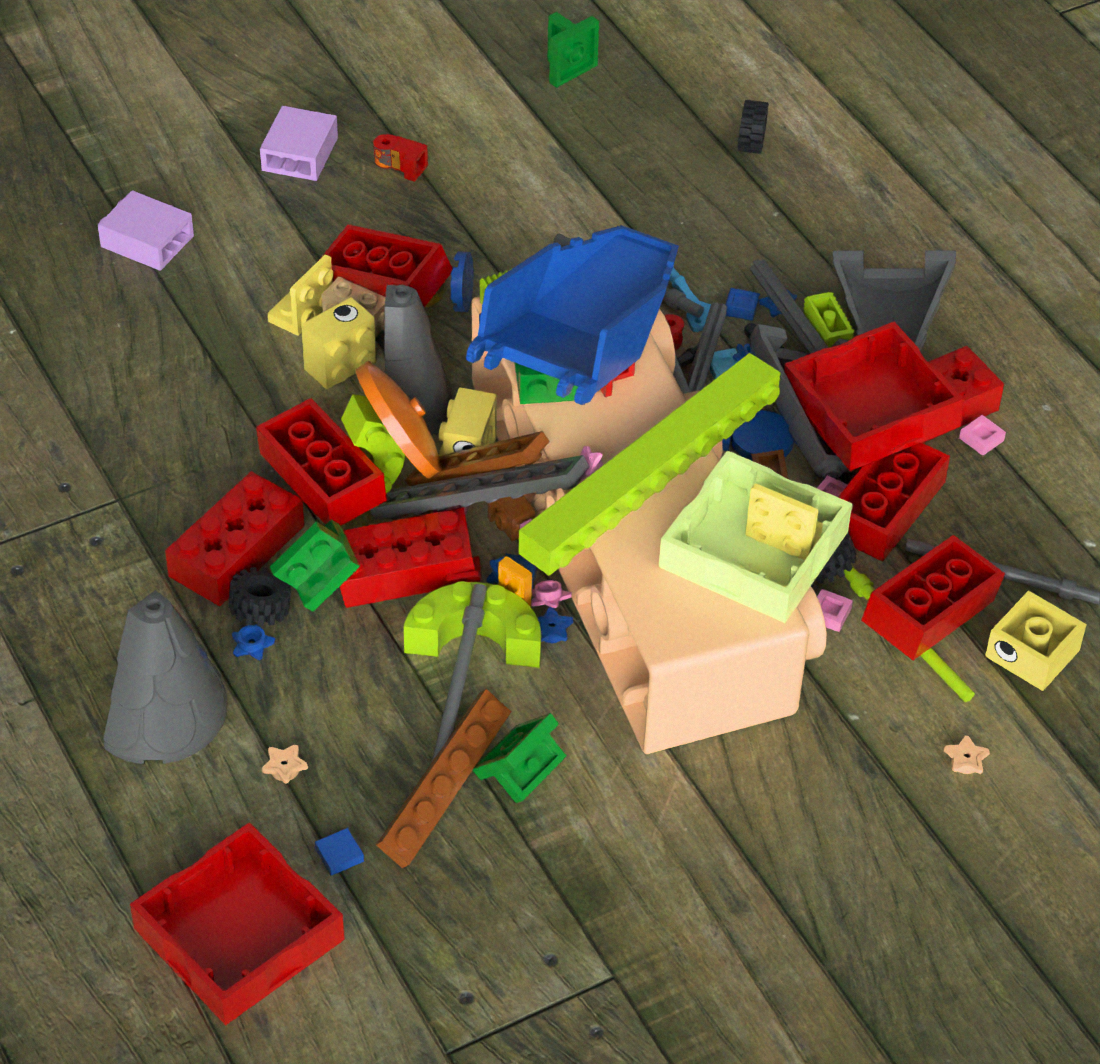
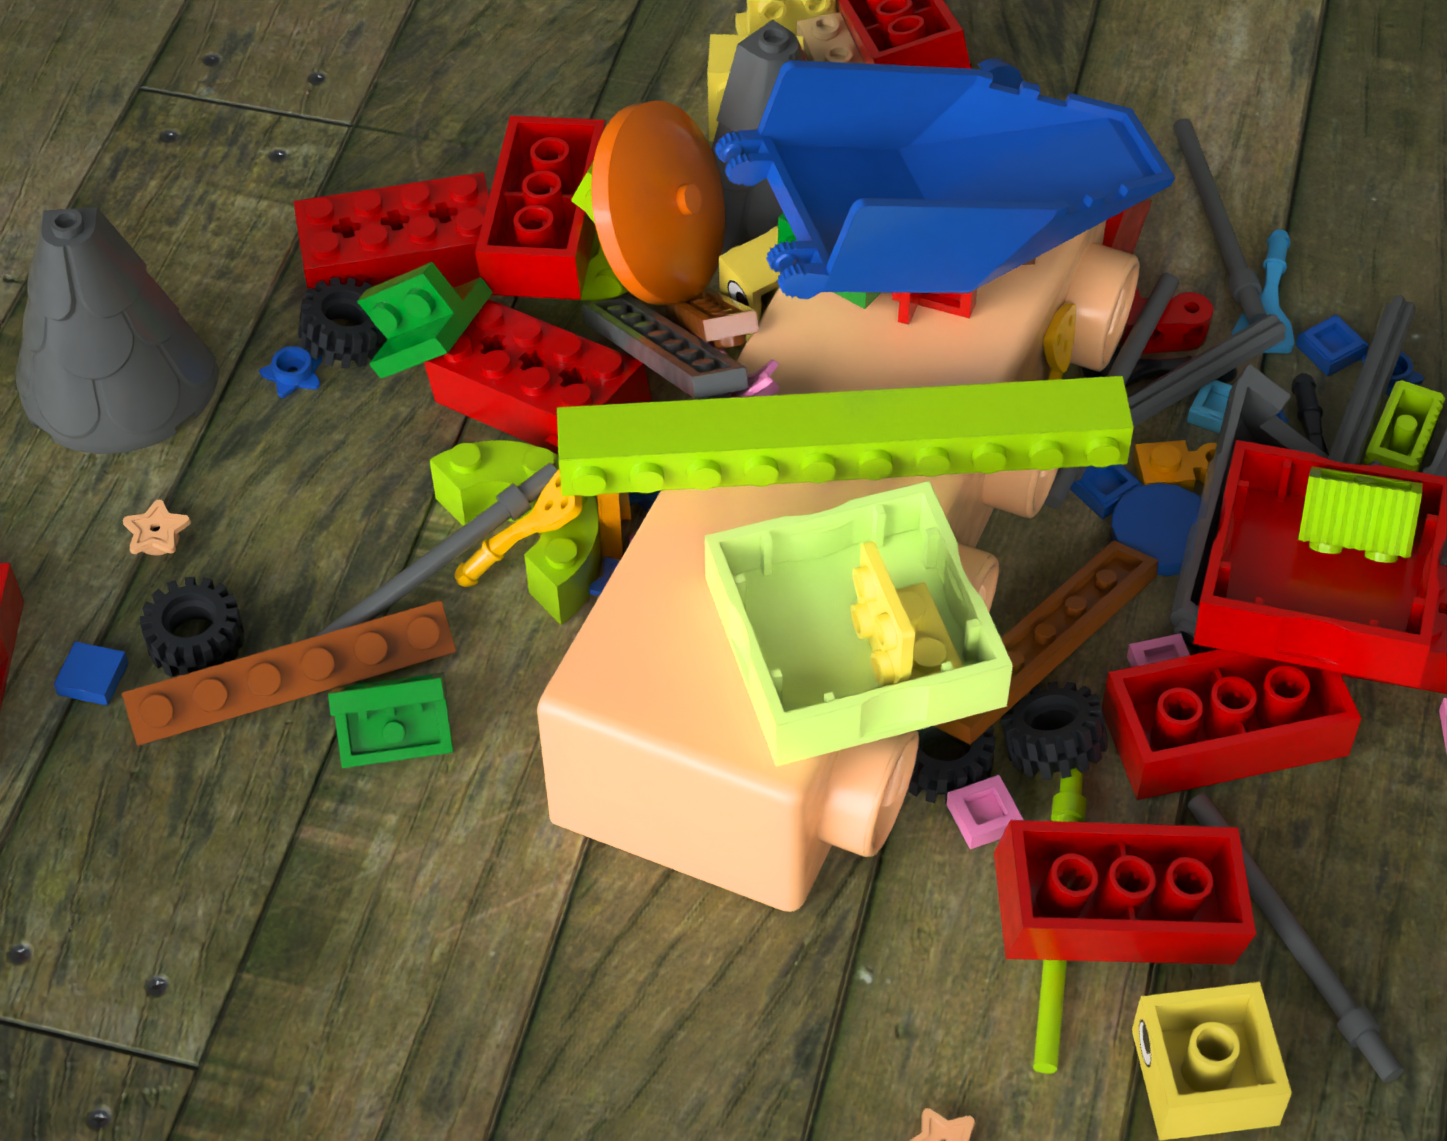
camera: 45 degrees right, 5 degrees up
(367, 776) = (187, 604): none -> black tyre
(494, 617) = (548, 514): none -> yellow piece
(869, 363) = (1360, 514): none -> lime brick

